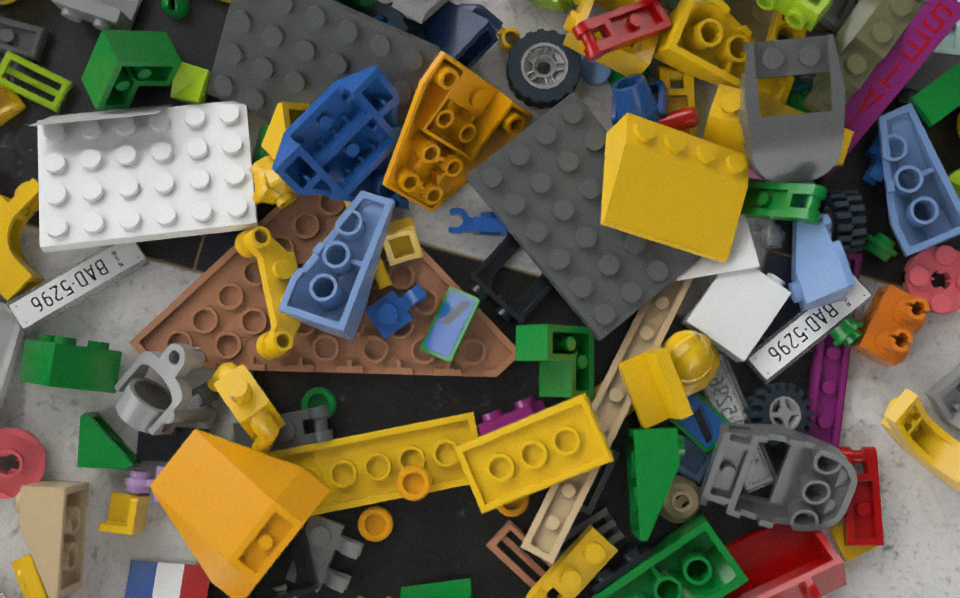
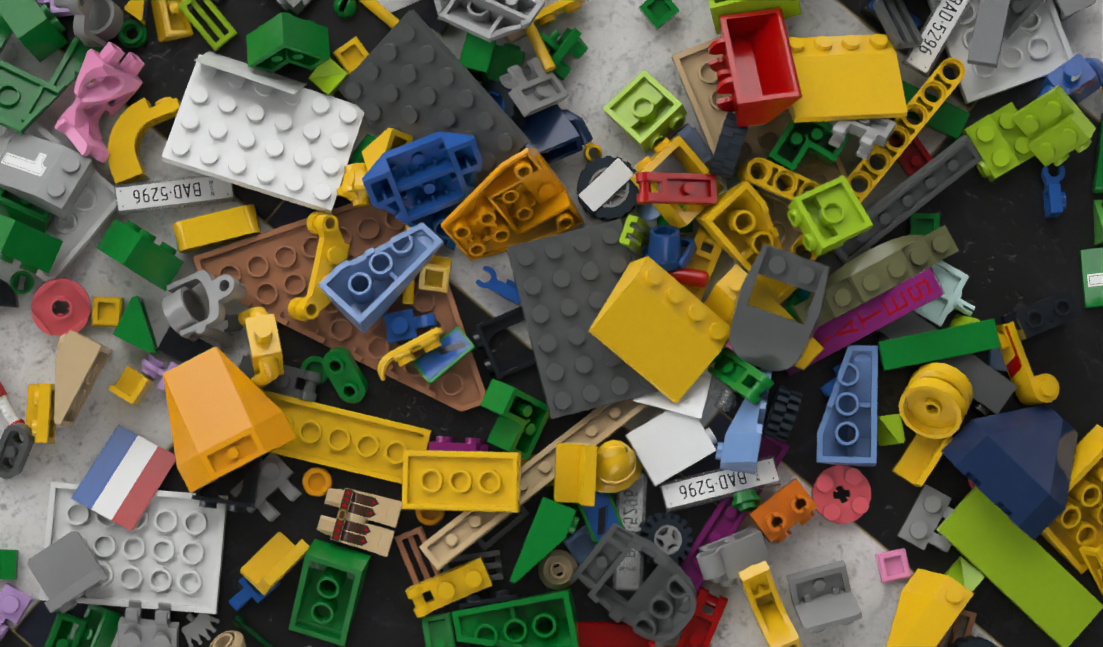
camera: 25 degrees right, 0 degrees up
(62, 443) = (107, 311): none -> yellow tile
(141, 300) = (216, 228): none -> yellow beam
(203, 50) = (351, 54): none -> yellow tile
(355, 394) = (347, 375): none -> green plate
(407, 342) = (405, 353): none -> yellow piece
(413, 482) = (361, 462): light orange tile -> none
(434, 553) = (352, 519): none -> tan hips
(540, 63) = (606, 184): none -> white sticker
(595, 101) = (644, 229): none -> lime tile
(862, 398) = (732, 554): none -> light grey hinge
(880, 246) = (806, 447): green plate -> none

